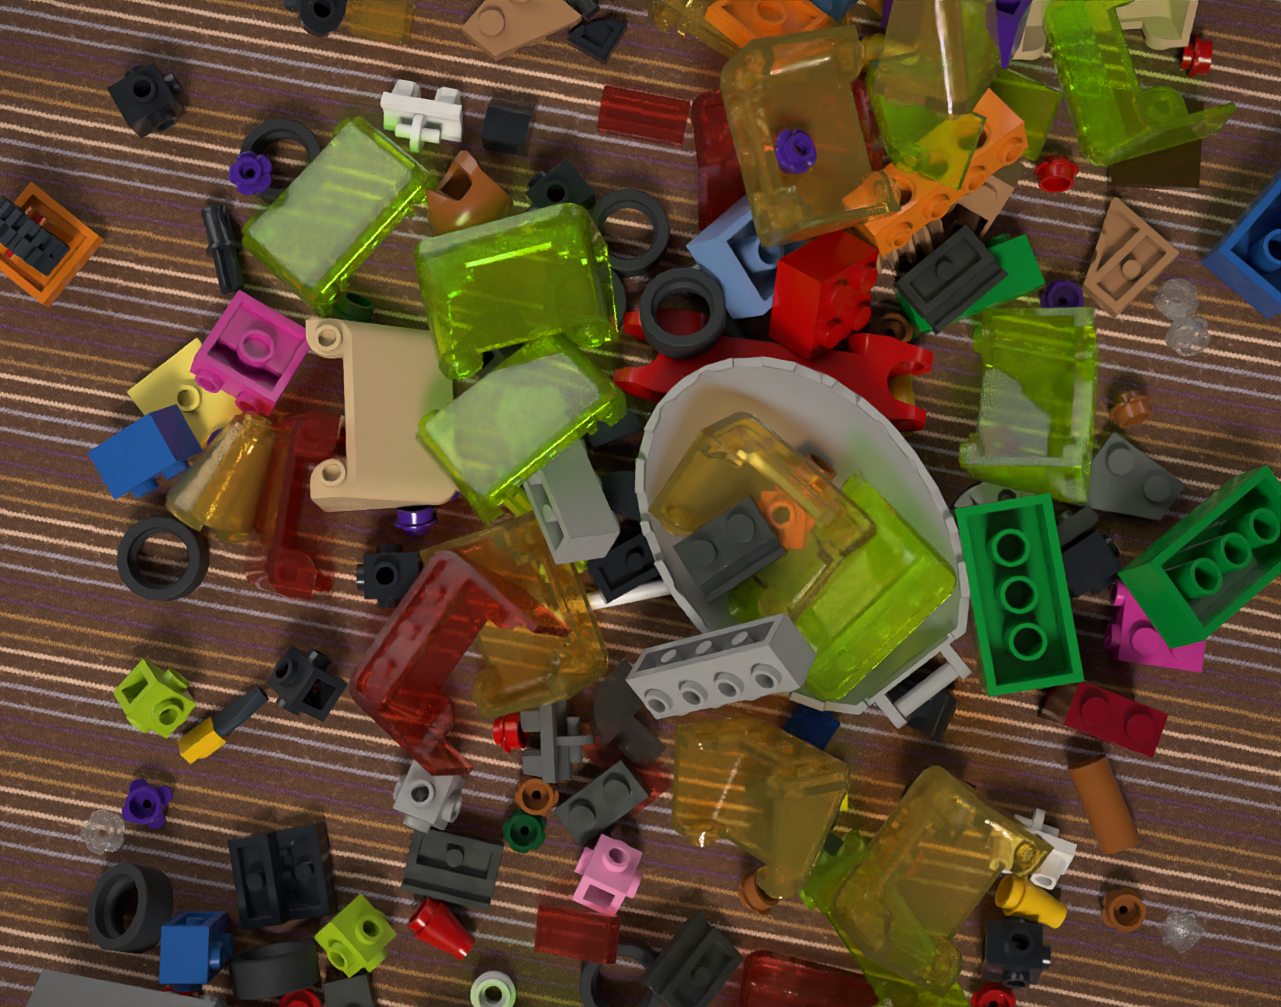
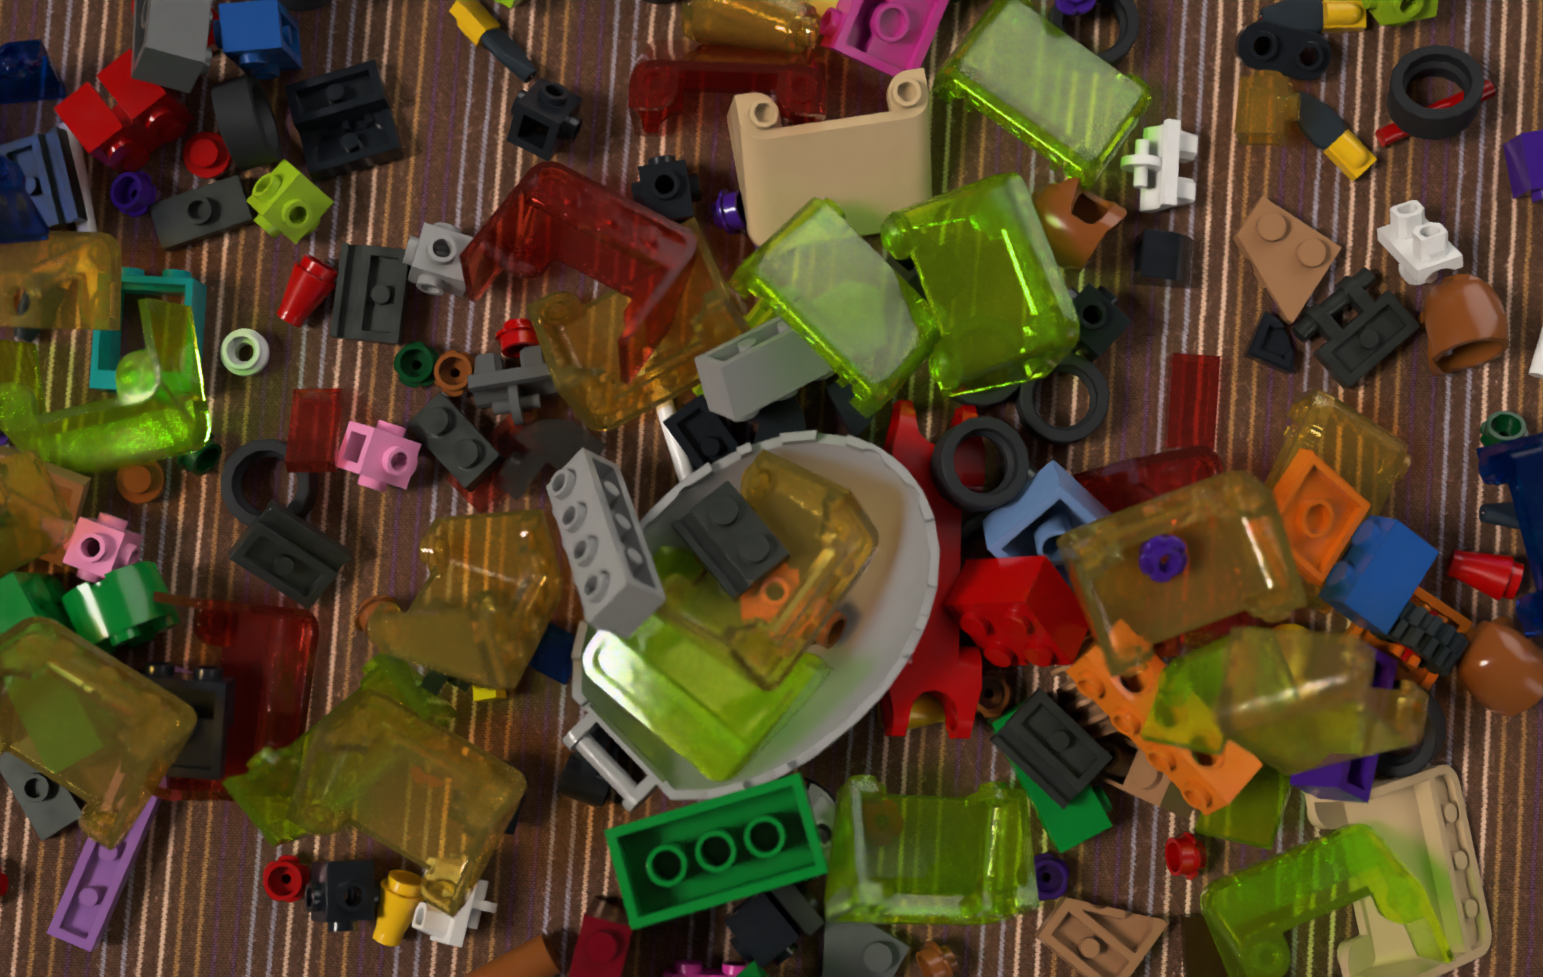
camera: 80 degrees right, 0 degrees up
(354, 308) = (945, 120): dark green plate -> none

